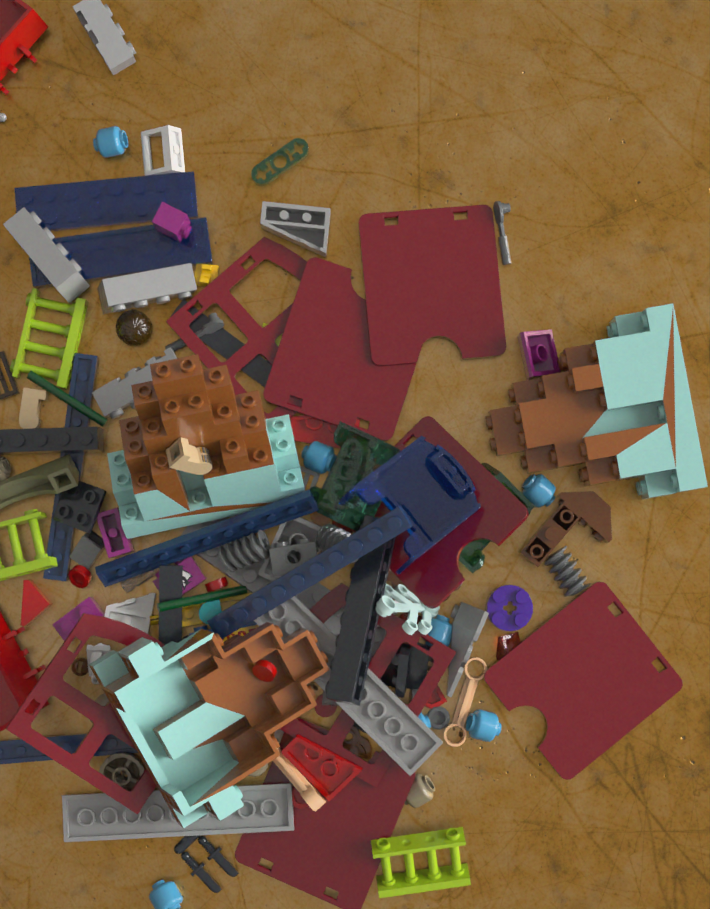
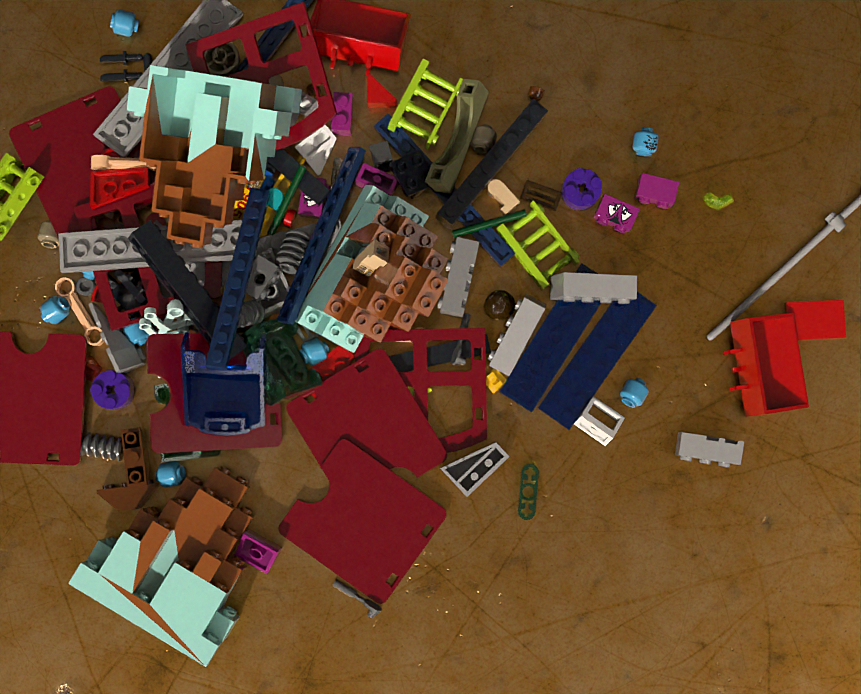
camera: 130 degrees right, 0 degrees up
(80, 576) = (369, 137): red tile -> none
(172, 222) = (544, 385): magenta brick -> none
(264, 670) = (202, 198): red tile -> none

